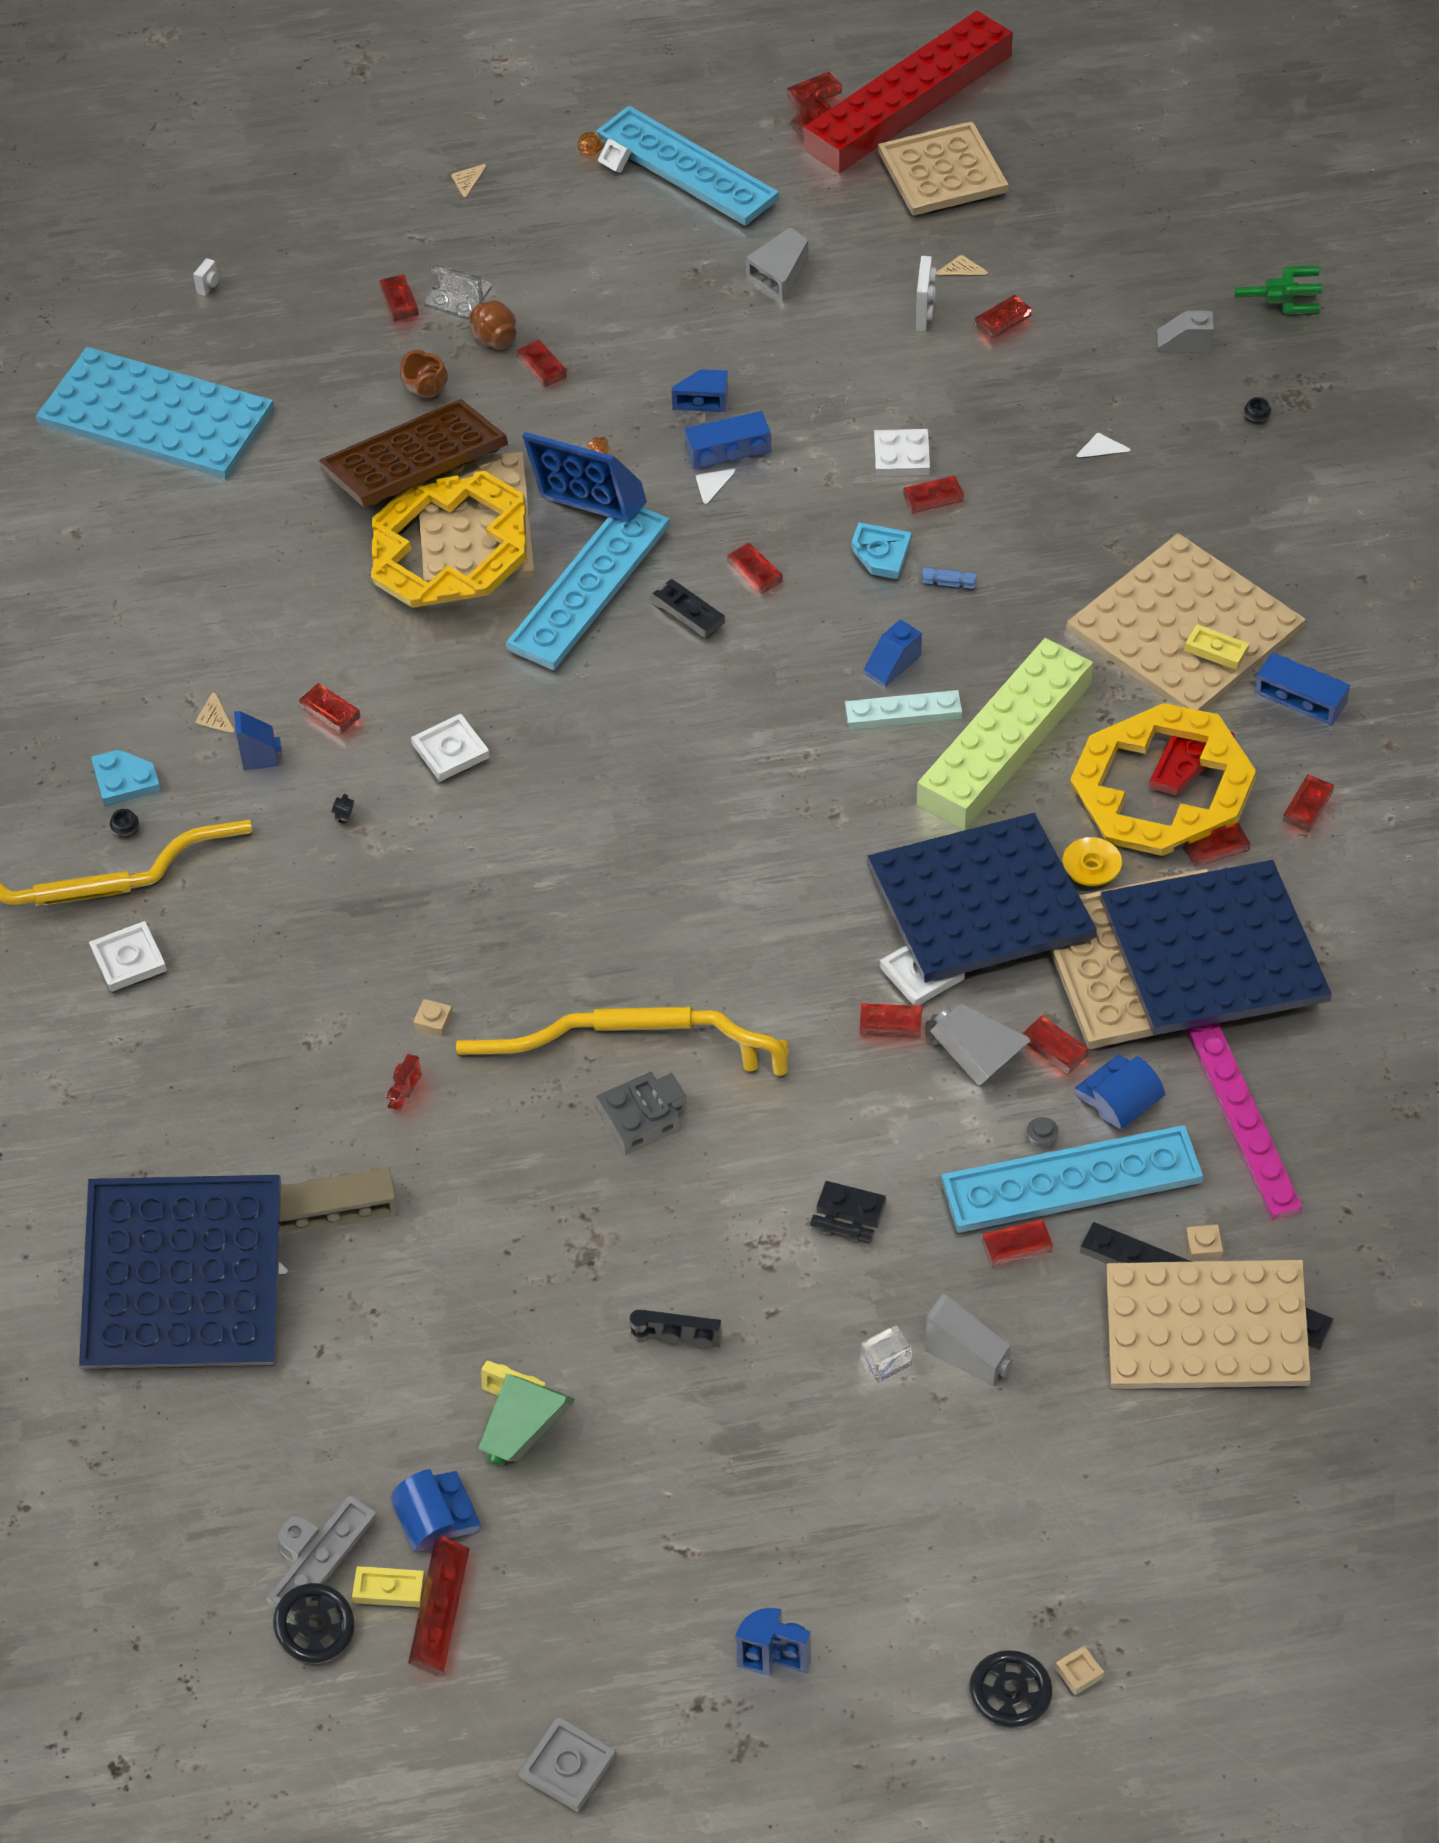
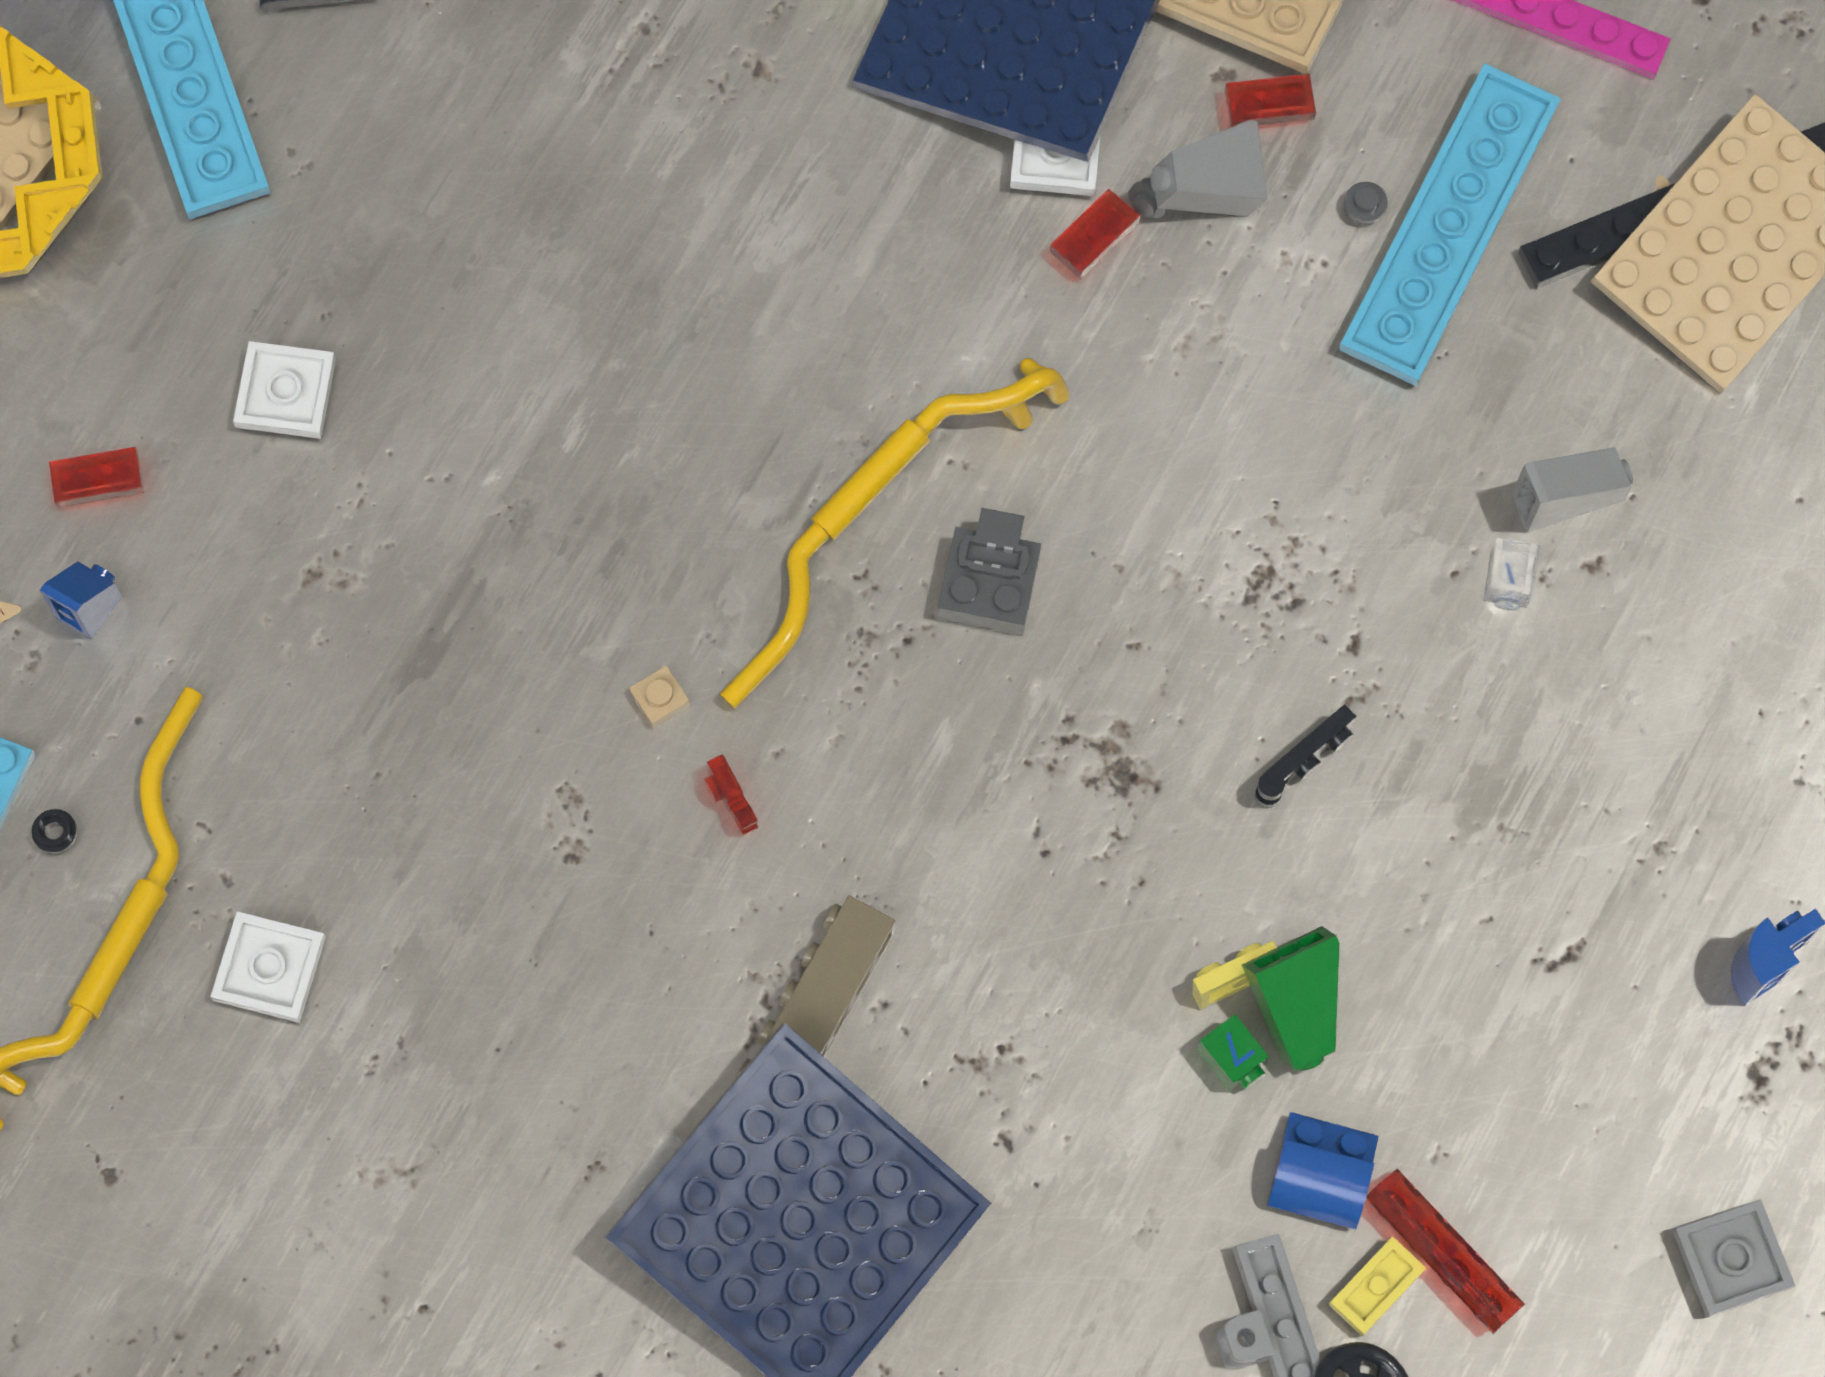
camera: 55 degrees left, 20 degrees up
(342, 808) = (266, 572): black plate -> none
(464, 1416) = (1233, 1054): none -> green brick
(851, 1205) = (1292, 460): black plate -> none
(1017, 1243) = (1478, 338): clear red plate -> none
(1121, 1090) = (1383, 85): blue brick -> none
(1204, 1242) = (1630, 163): tan plate -> none

